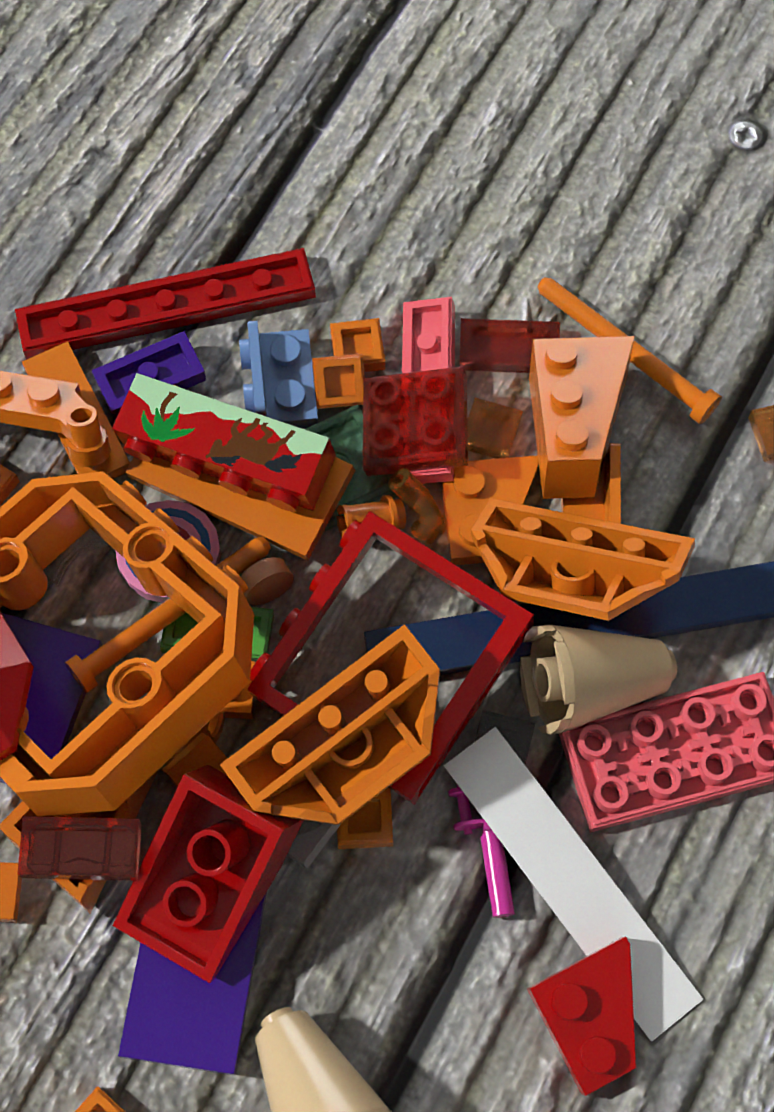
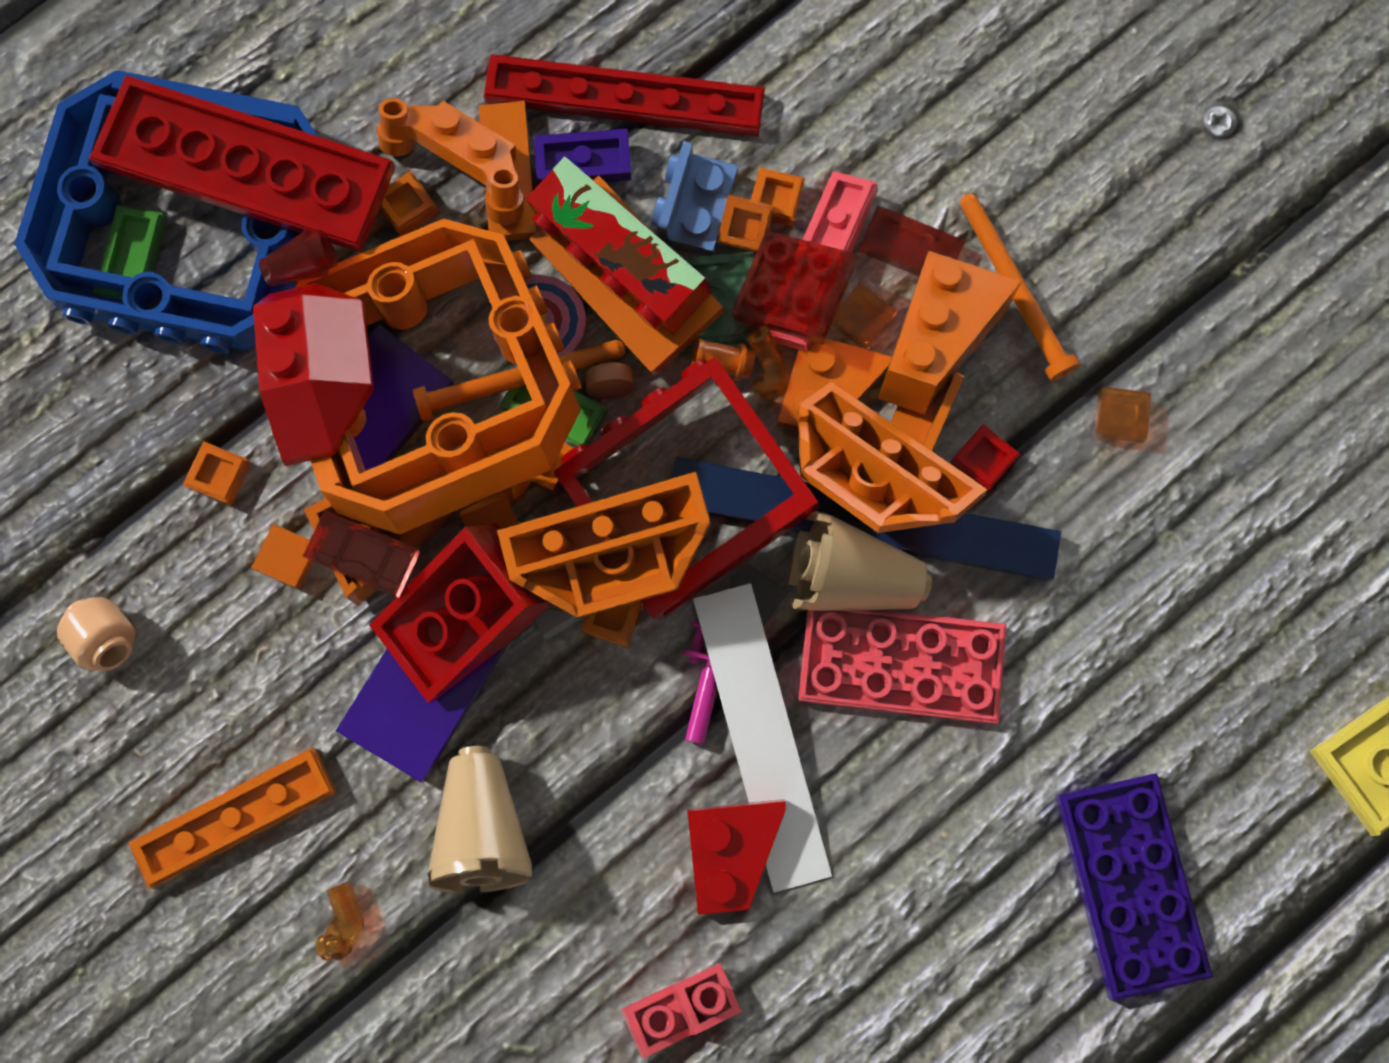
camera: 25 degrees right, 10 degrees up
(671, 513) = (985, 457): none -> red tile

